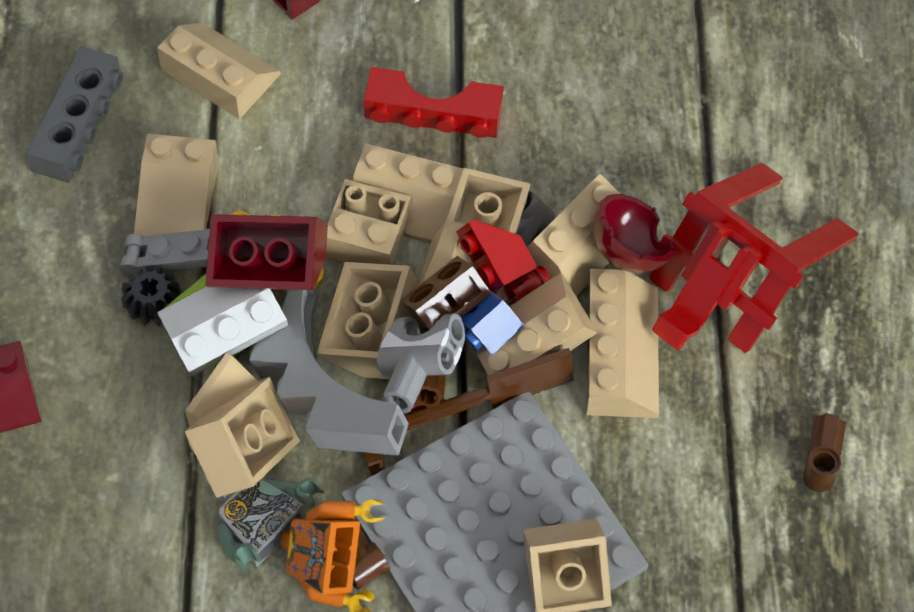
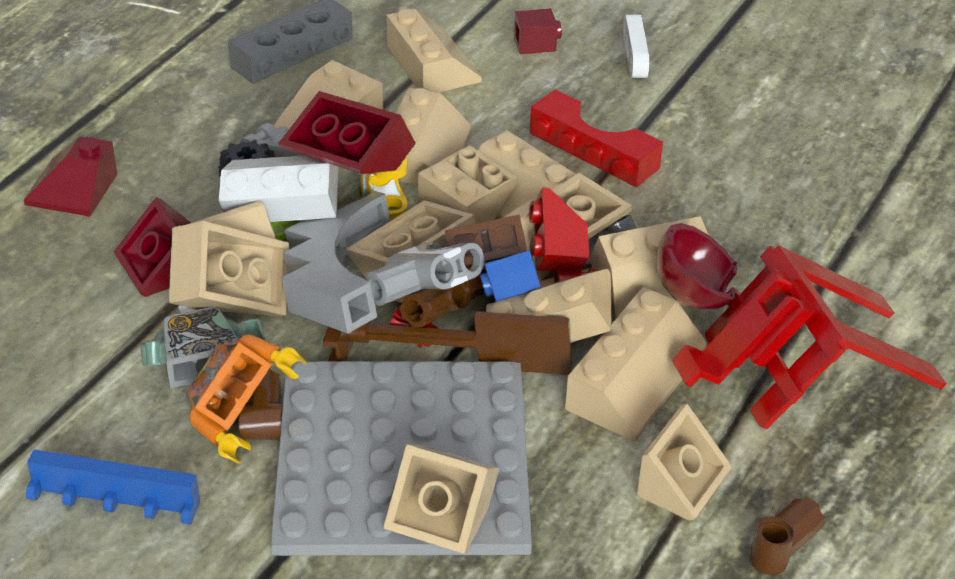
camera: 30 degrees right, 20 degrees down
(146, 433) = (147, 248): none -> dark red slope
(286, 174) = (434, 127): none -> tan slope
(717, 430) = (682, 466): none -> tan slope

